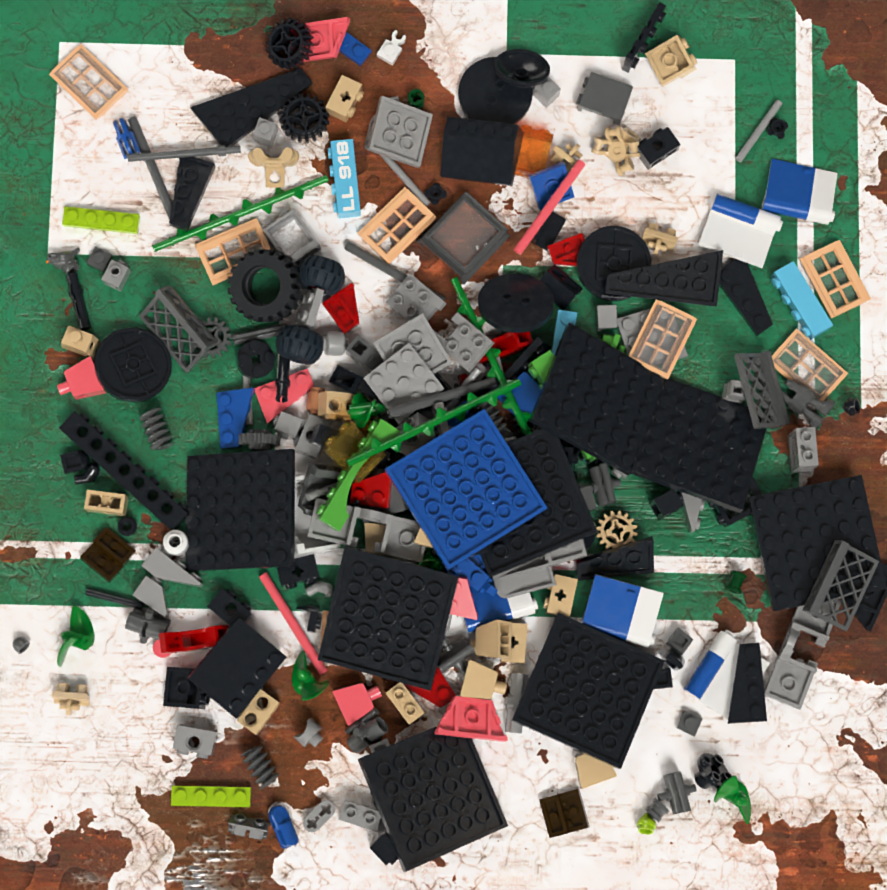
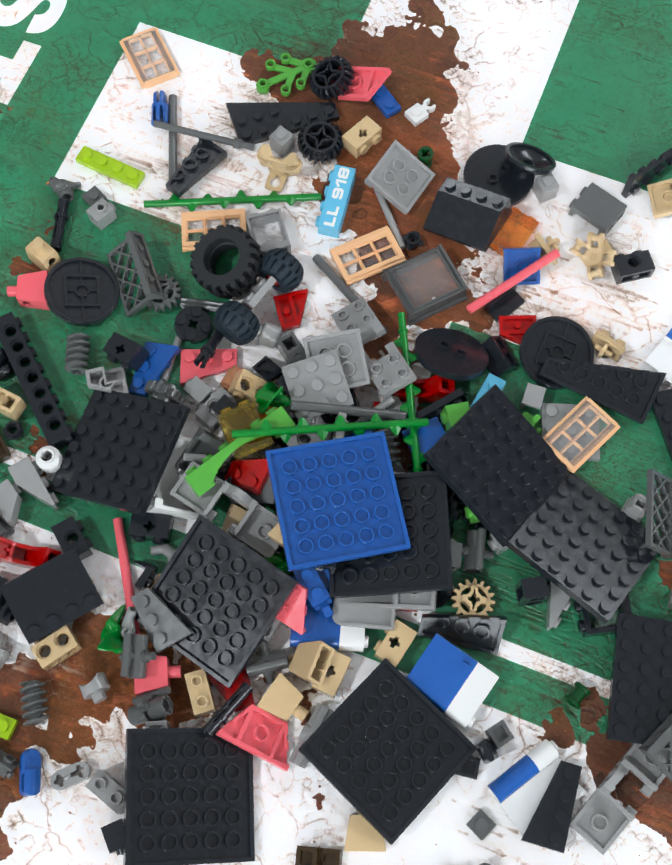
camera: 25 degrees right, 10 degrees down
(194, 407) = (126, 352): none -> black brick
(197, 445) = (107, 380): none -> light grey slope
(242, 51) = (263, 85): none -> bright green plant
(316, 667) = (128, 623): none -> light grey arm
(337, 693) = (135, 656): none -> dark grey pin
(344, 654) = (159, 621): none -> wing
(433, 716) = (221, 716): none -> black pin

